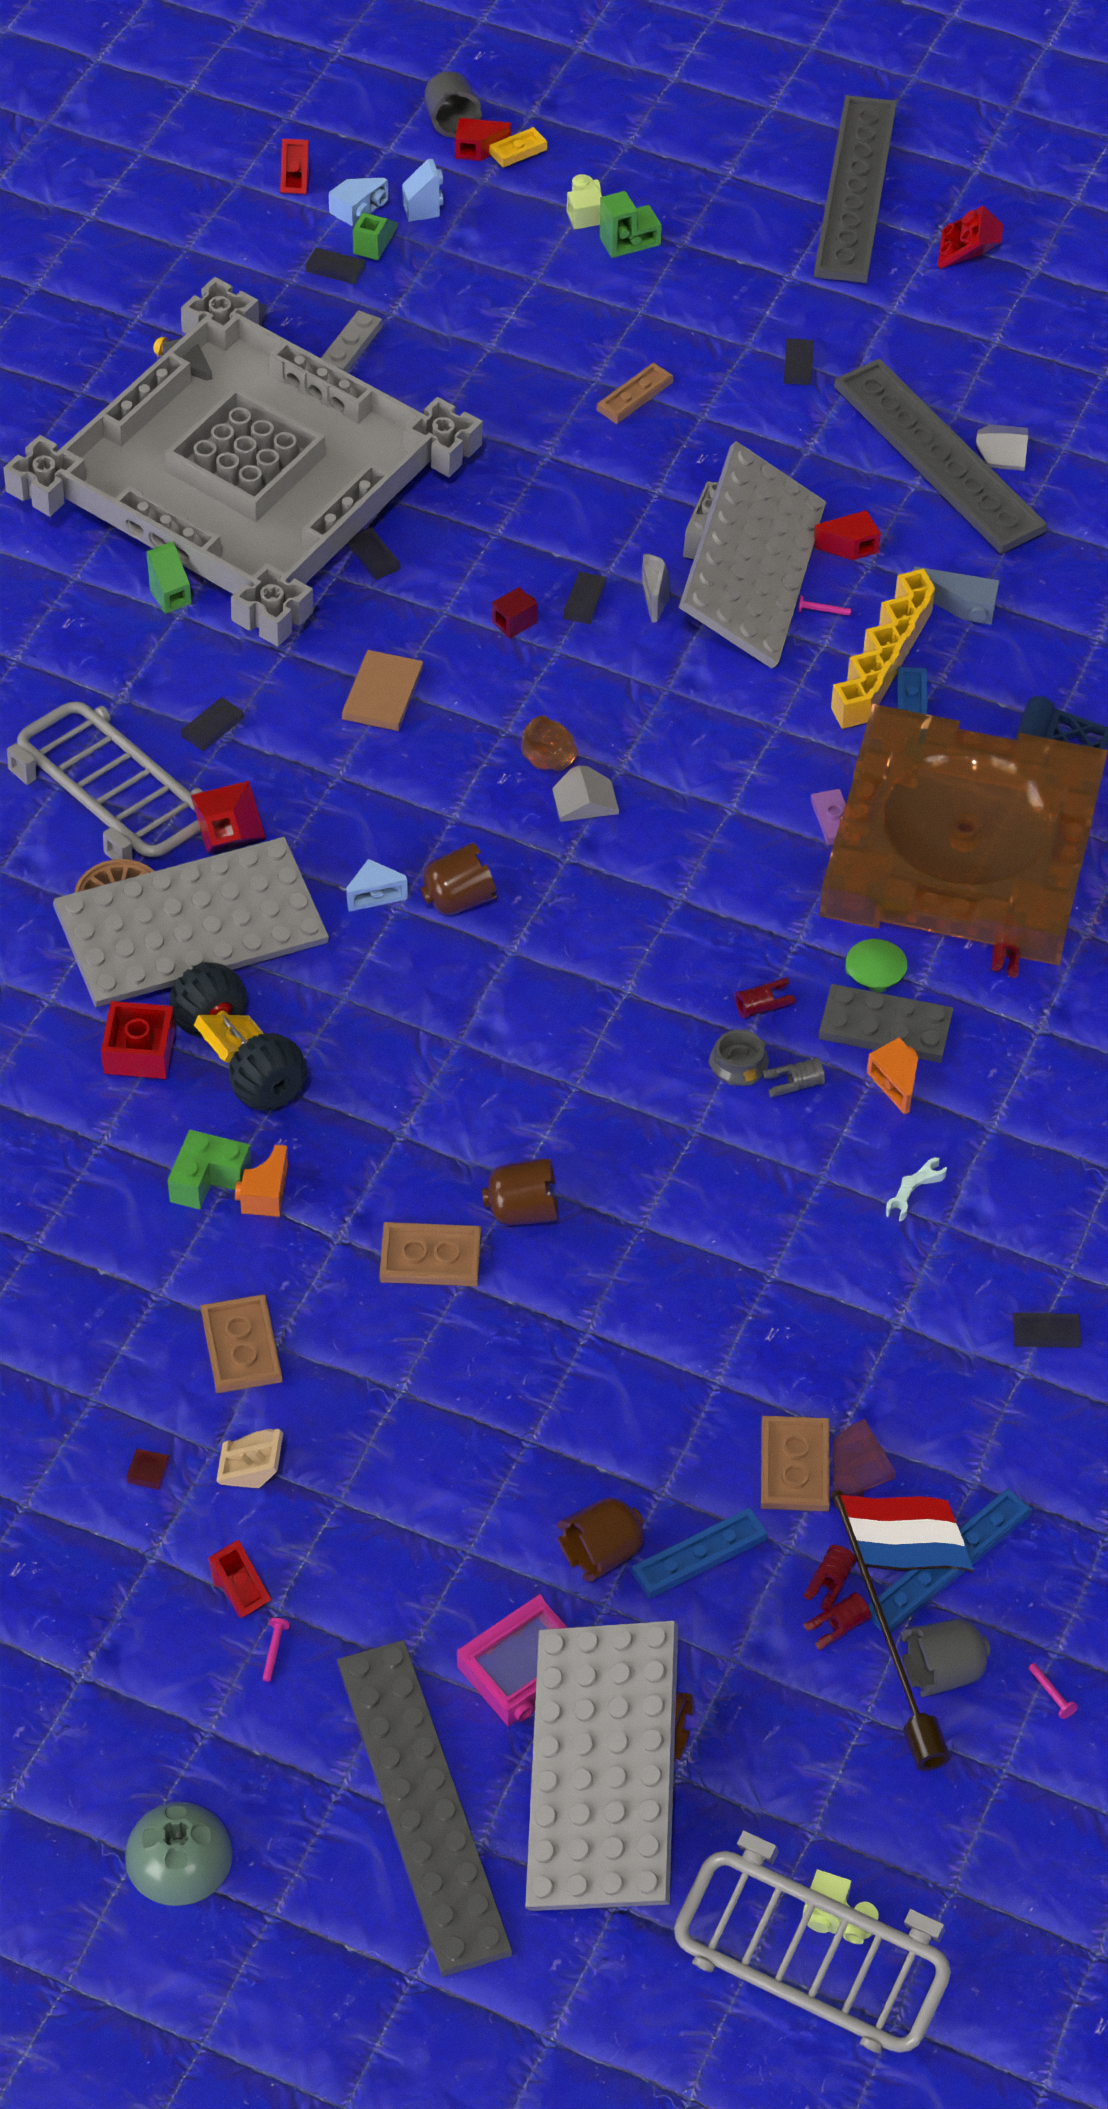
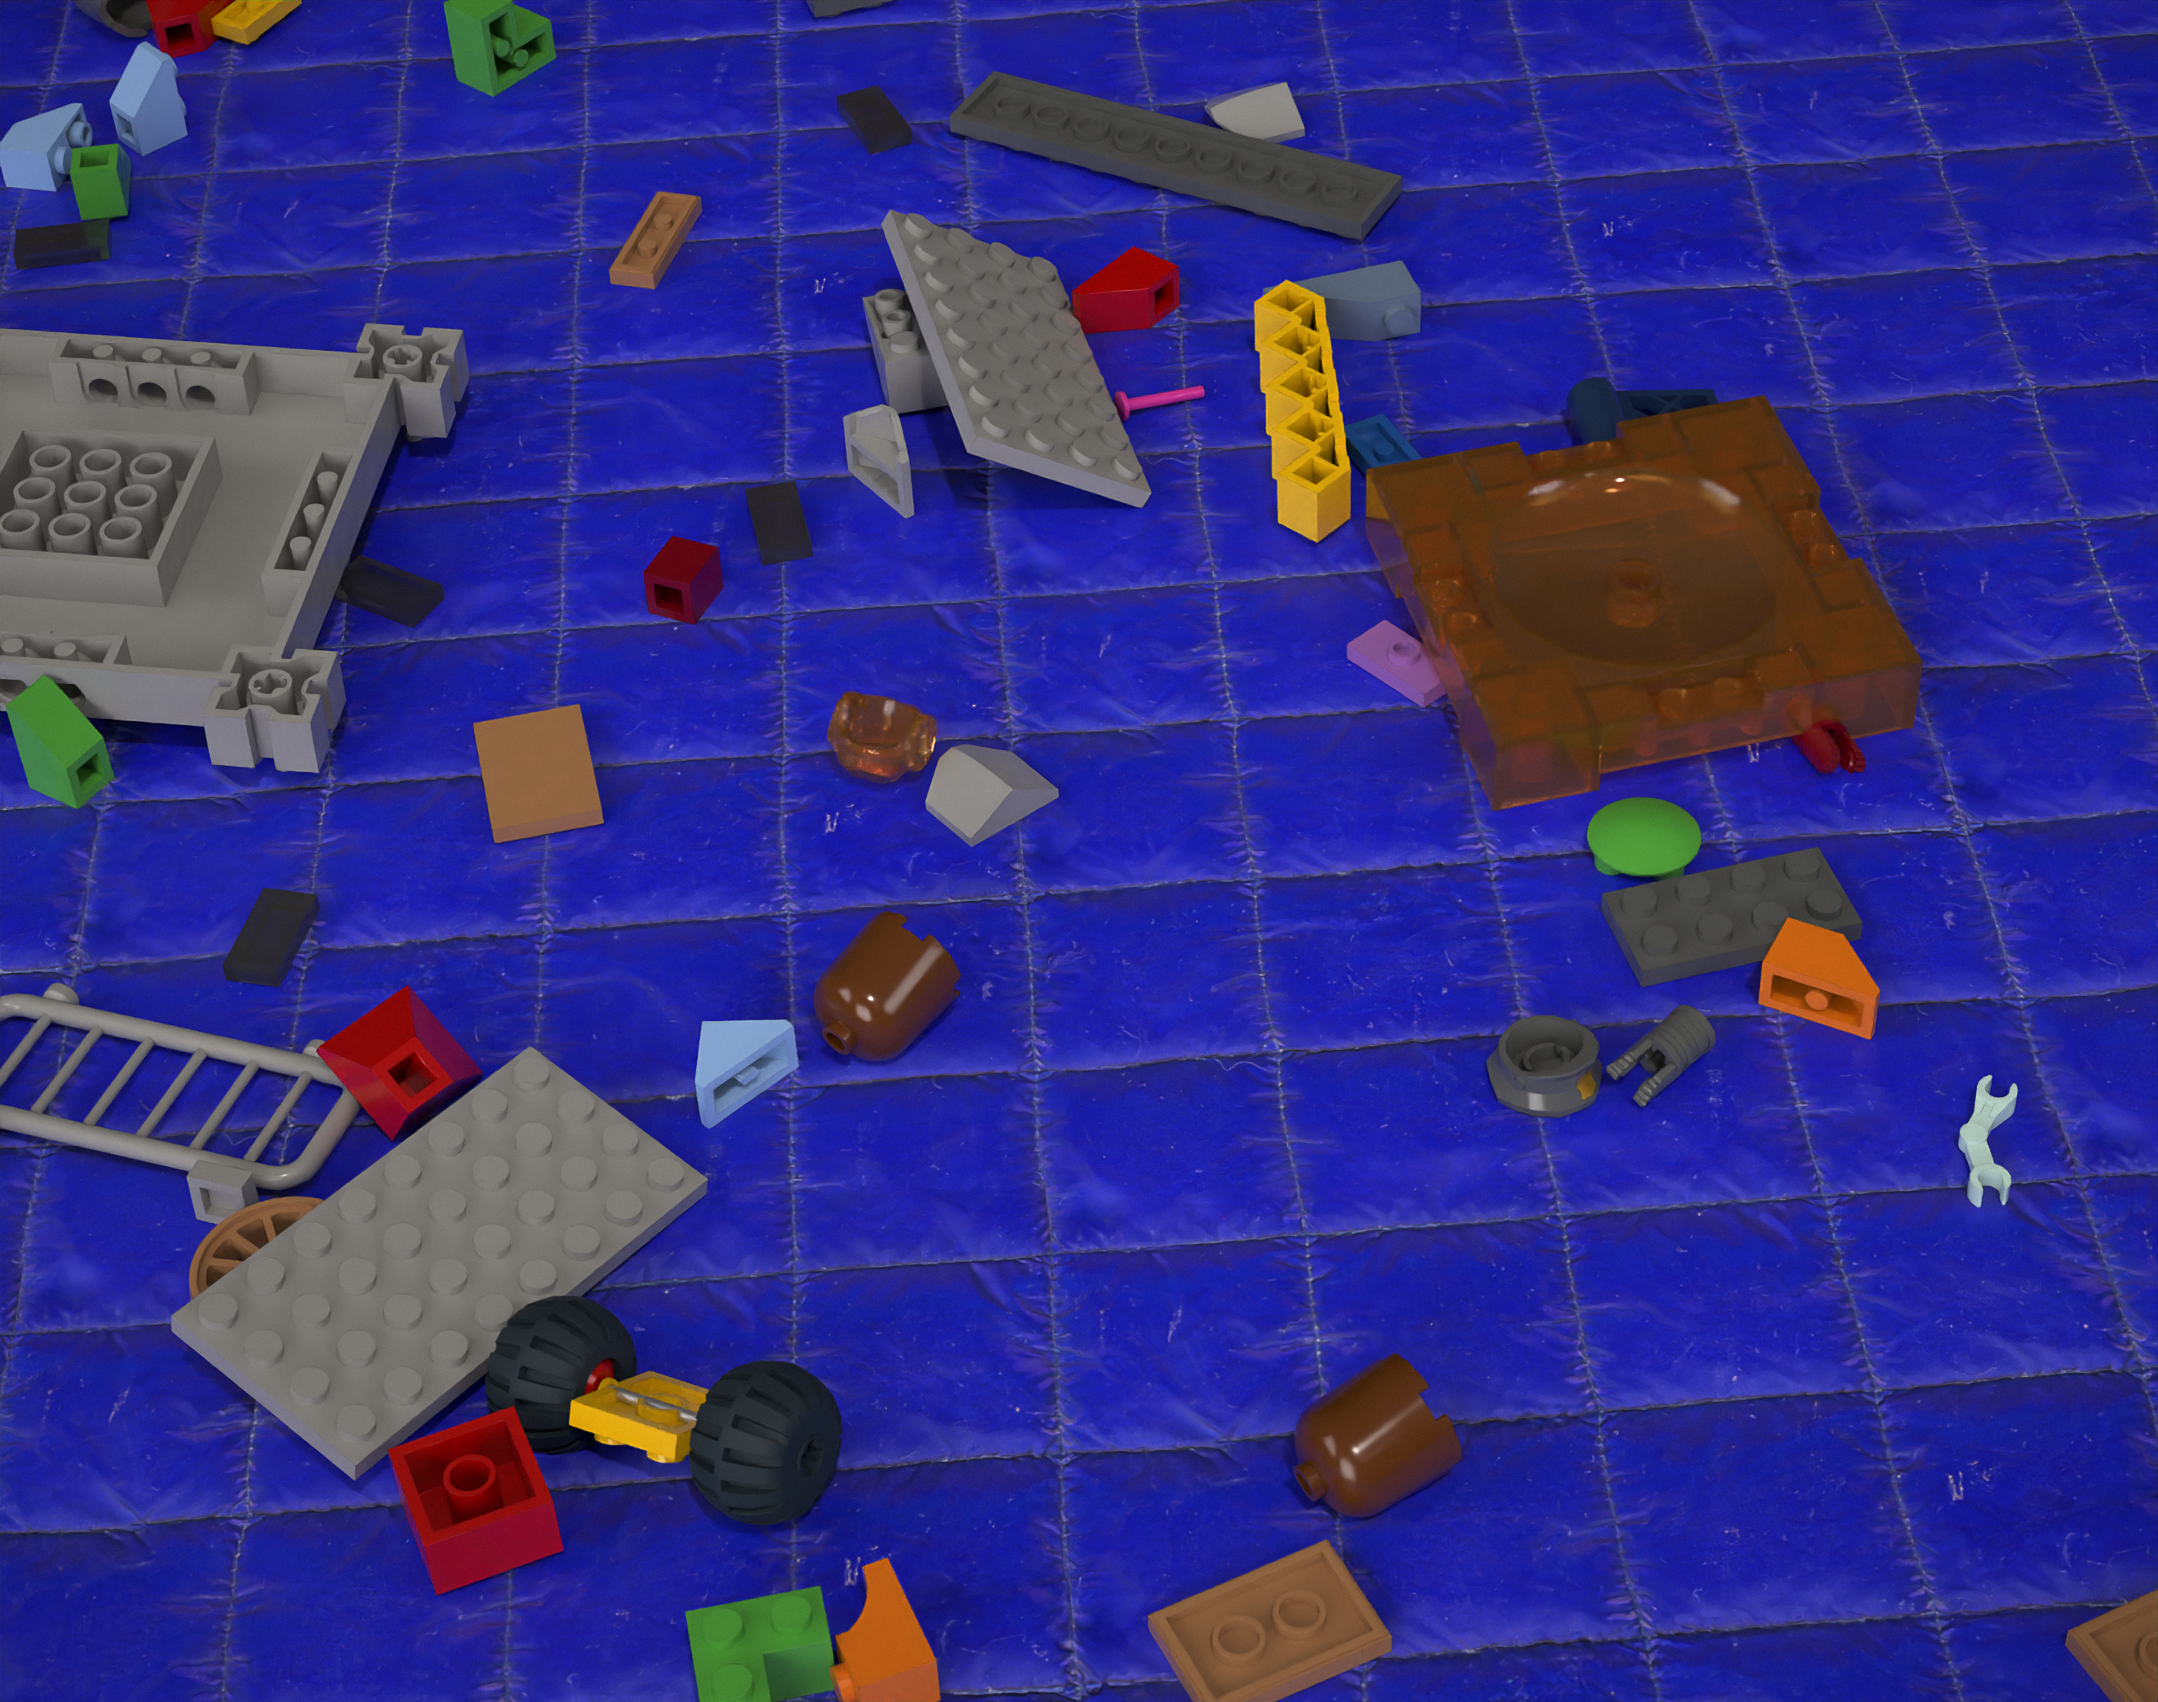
camera: 25 degrees left, 10 degrees down
(353, 340) = (160, 310): light grey plate -> none
(584, 202) = (411, 40): yellowish green brick -> none
(761, 998) = (1511, 963): dark red hinge -> none

